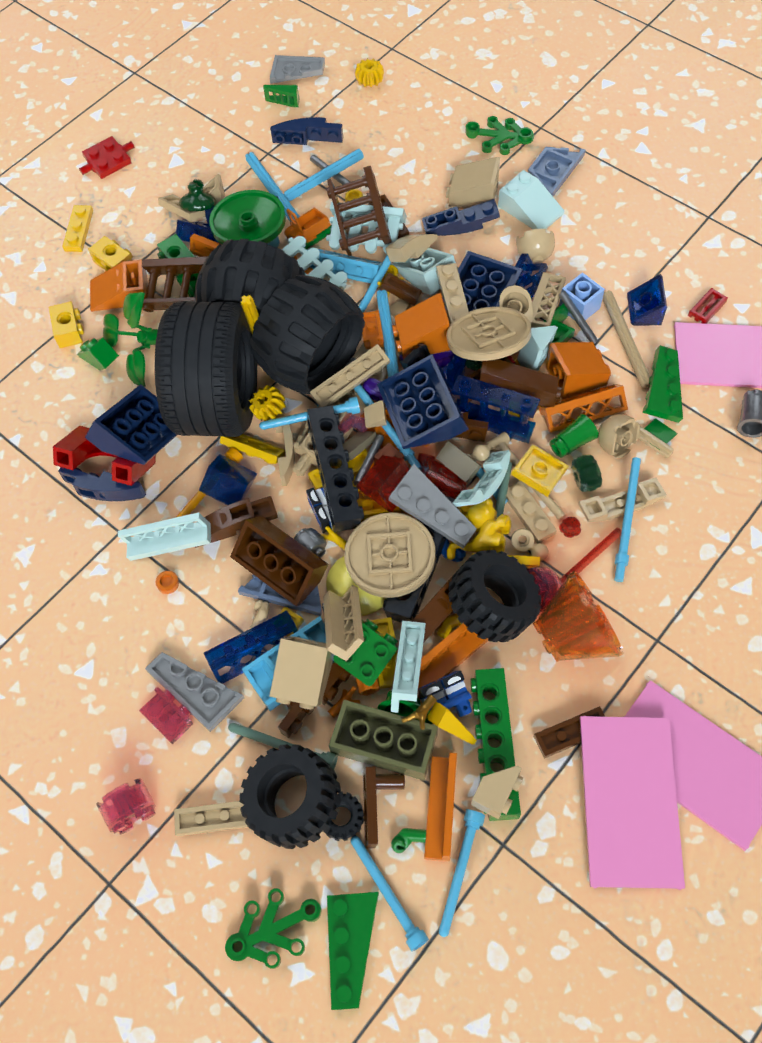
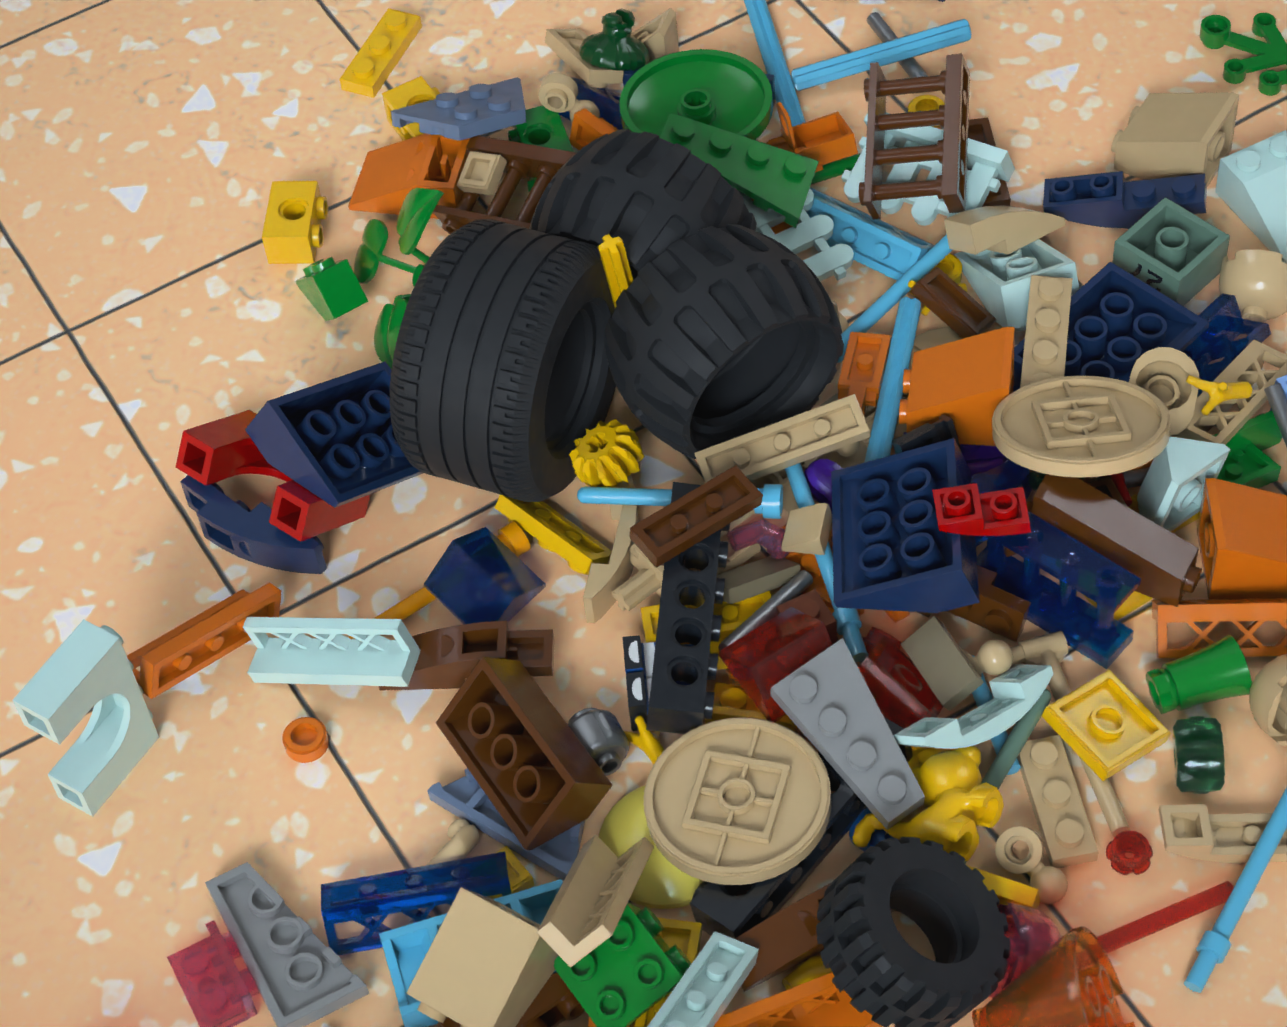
camera: 20 degrees right, 10 degrees down
(58, 602) = (82, 674): none -> light aqua arch
(97, 549) = (201, 639): none -> orange fence
(135, 249) = (467, 113): none -> sand blue wing
(154, 277) = (481, 173): none -> tan tile
(178, 229) = (560, 94): none -> tan plate
(295, 244) = (759, 170): none -> green wing
(325, 423) = (695, 516): none -> reddish brown plate
(459, 387) = (984, 514): none -> red slope
(492, 238) = (1172, 251): none -> sand green brick
(541, 301) = (1220, 391): none -> yellow bar

